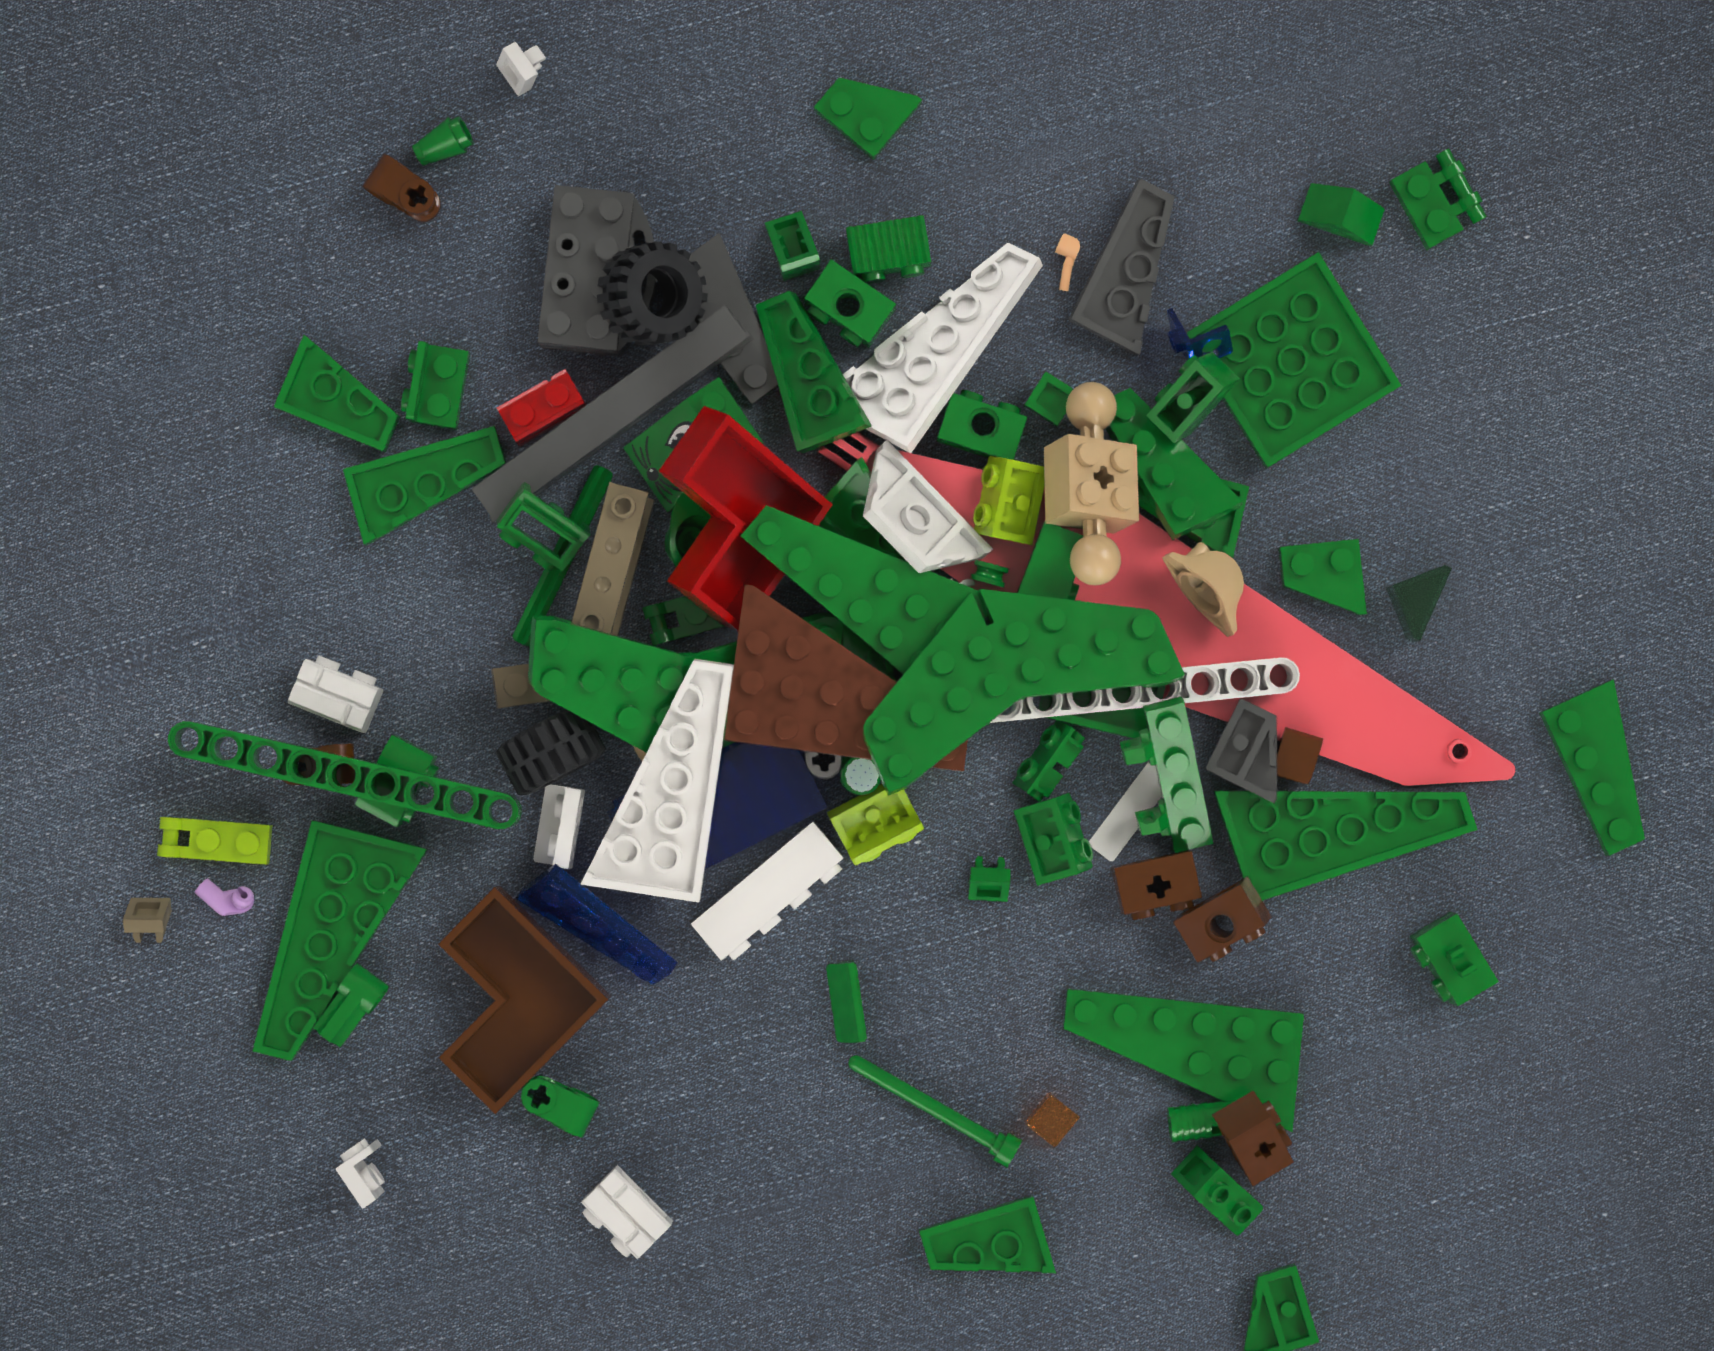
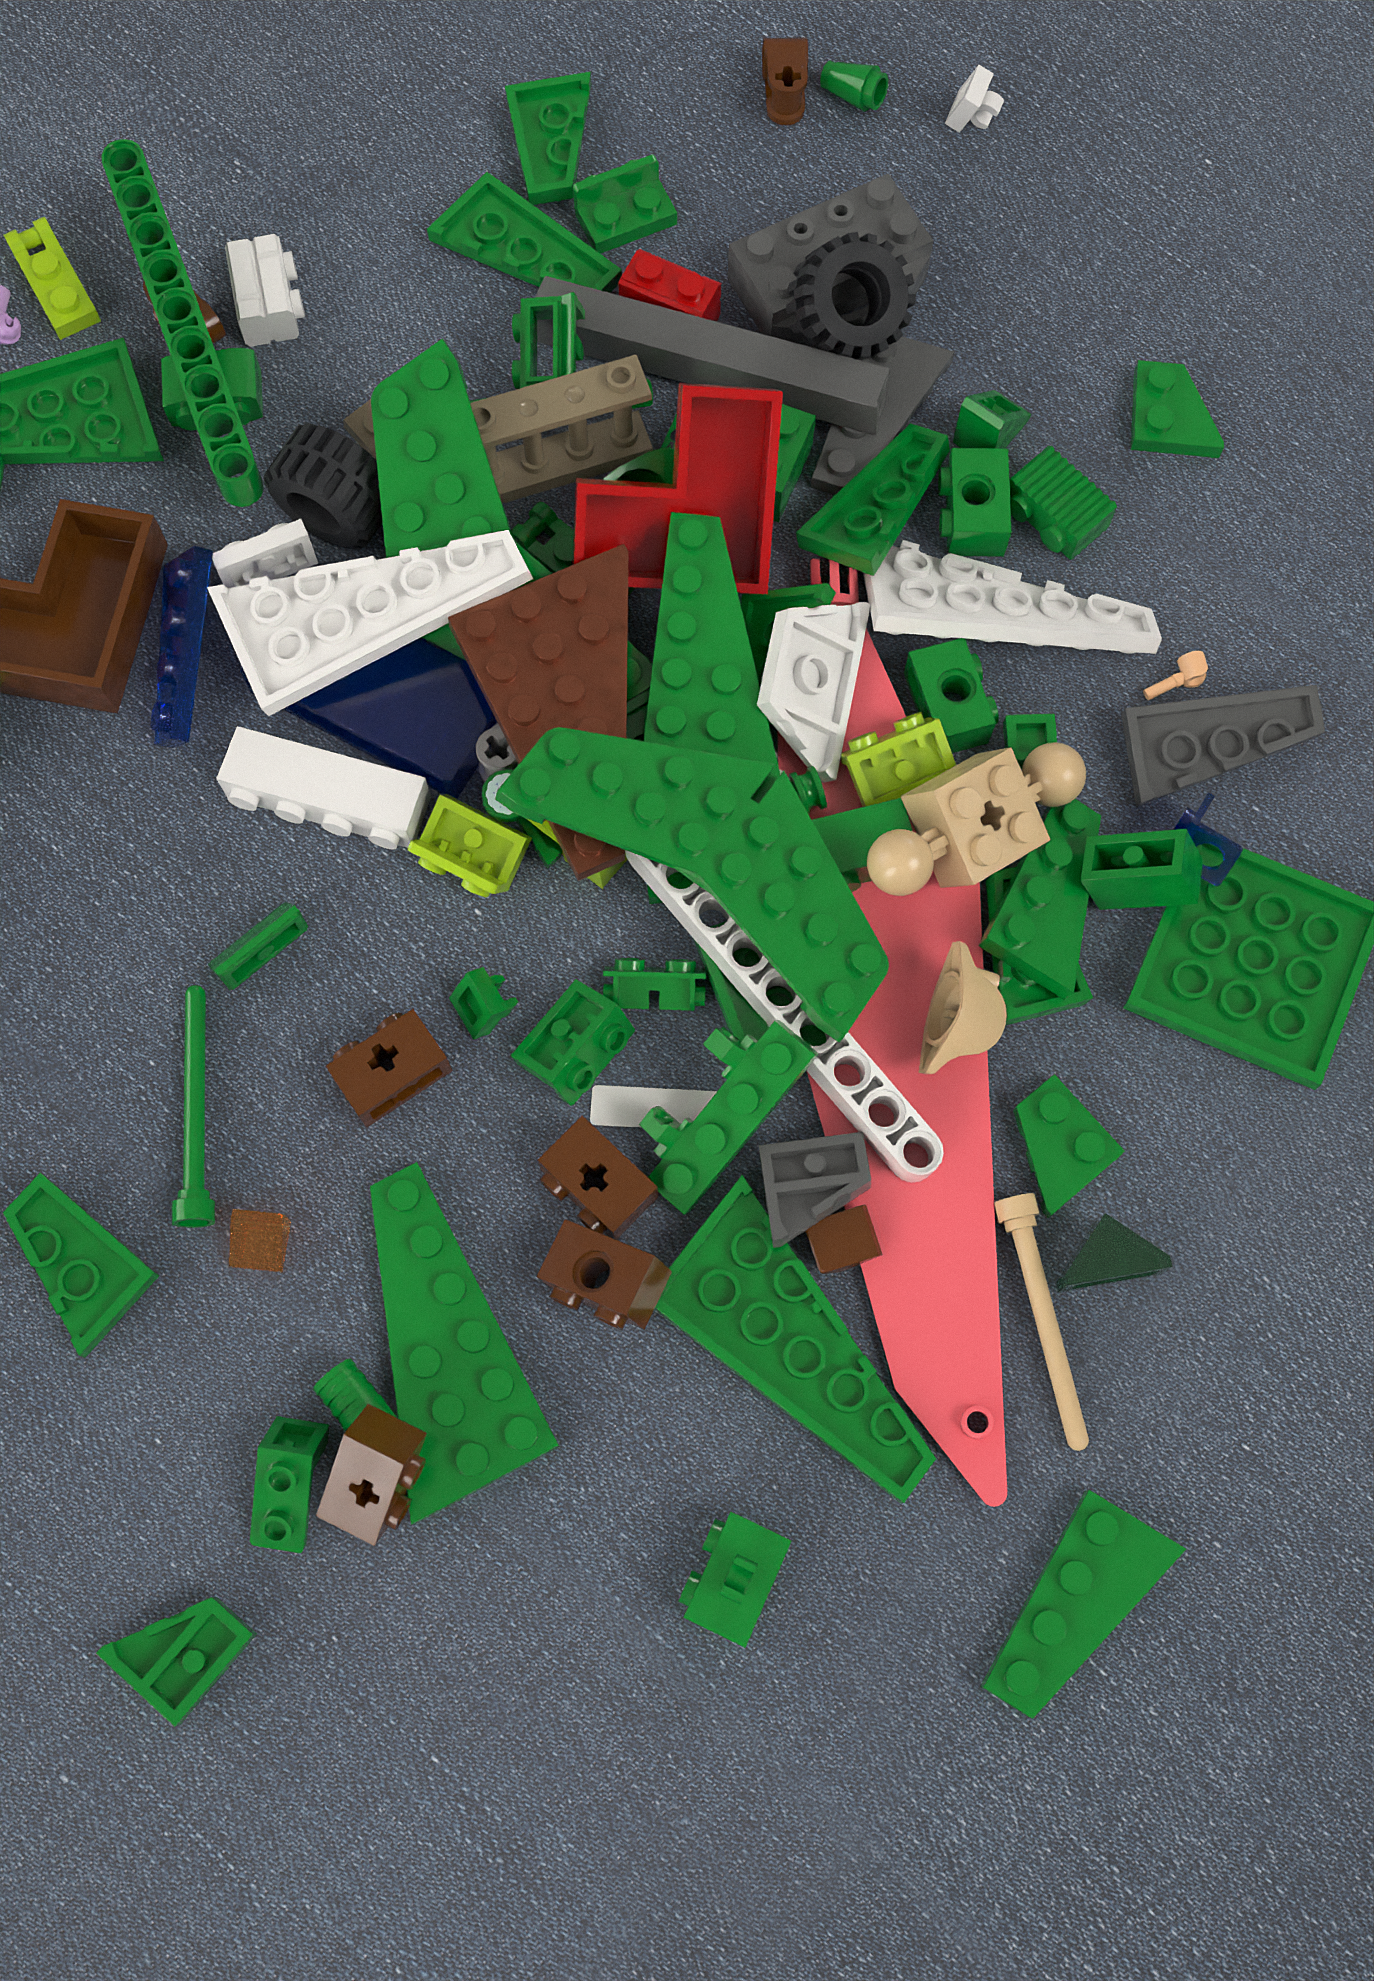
camera: 55 degrees right, 15 degrees down
(1004, 990) = (373, 1090): none -> reddish brown brick
(1354, 635) = (1018, 1217): none -> tan piece

